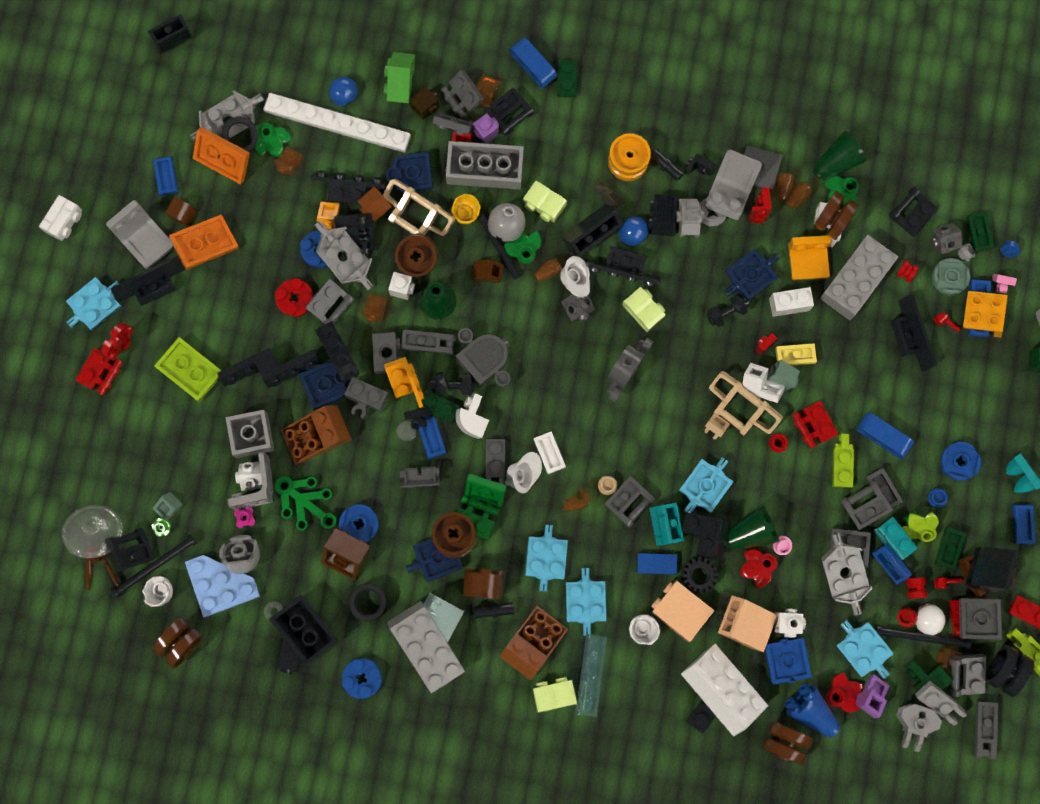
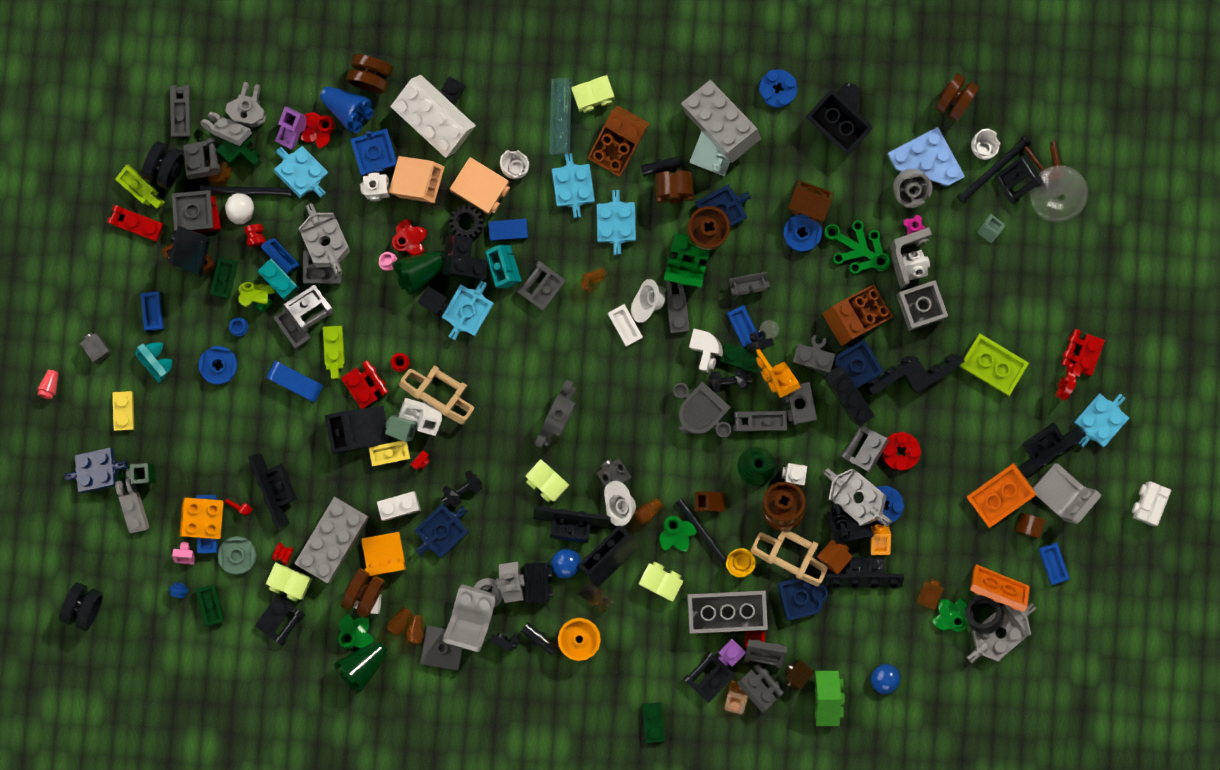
camera: 175 degrees right, 5 degrees up
(165, 523) = (990, 210): bright green plate -> none
(170, 33) = (1076, 716): black brick -> none
(267, 610) = (876, 137): clear plate -> none
(337, 122) = (886, 643): white plate -> none
(353, 602) = (782, 173): black tyre -> none
(374, 308) = (818, 450): clear orange bracket -> none
(506, 222) = (697, 554): light grey cylinder -> none
(533, 62) = (691, 734): blue beam -> none
(607, 485) = (564, 300): tan plate -> none
(716, 425) = (462, 371): tan tile -> none
(739, 498) = (433, 301): none -> black brick
(762, 207) = (436, 603): red bracket -> none
(827, 380) = (357, 429): none -> black slope
(904, 244) = (289, 581): none -> yellowish green brick
(907, 617) = (262, 207): red plate -> none
(940, 583) = (231, 244): red hand -> none
(946, 238) = (245, 592): flat silver brick -> none
(966, 252) = (223, 582): light grey plate -> none

